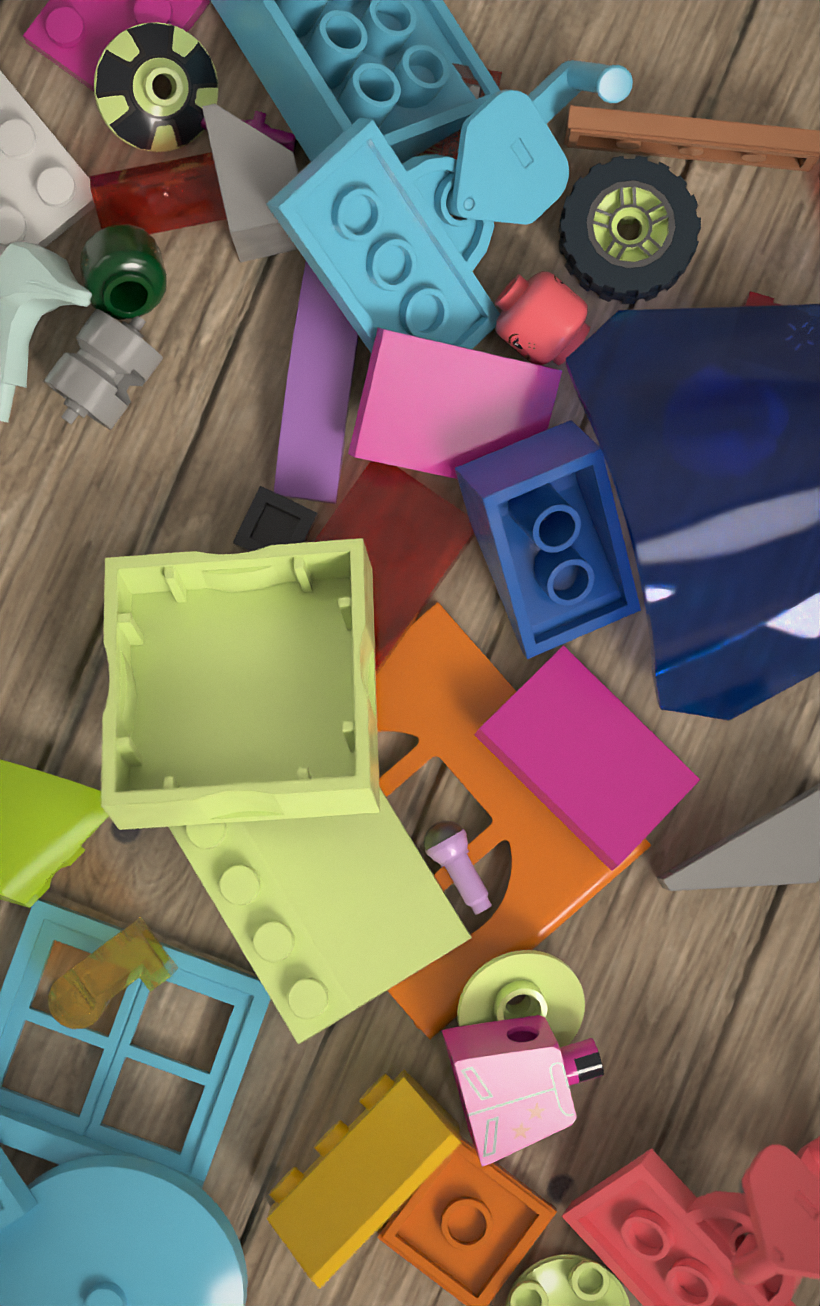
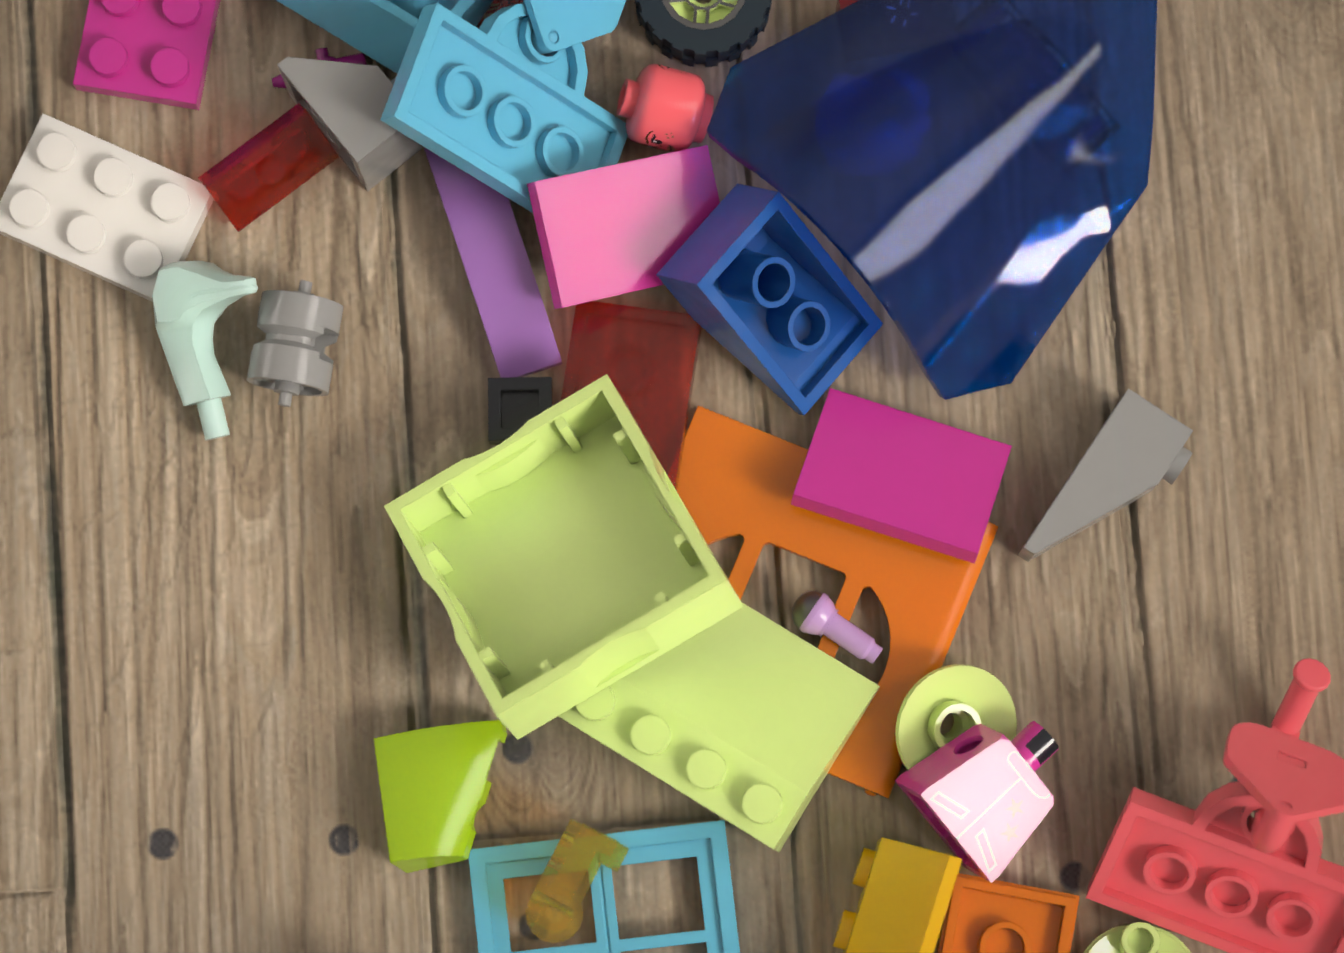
camera: 30 degrees left, 5 degrees down
(123, 271) = (270, 246): dark green head -> none
(126, 93) = (194, 87): dish -> none

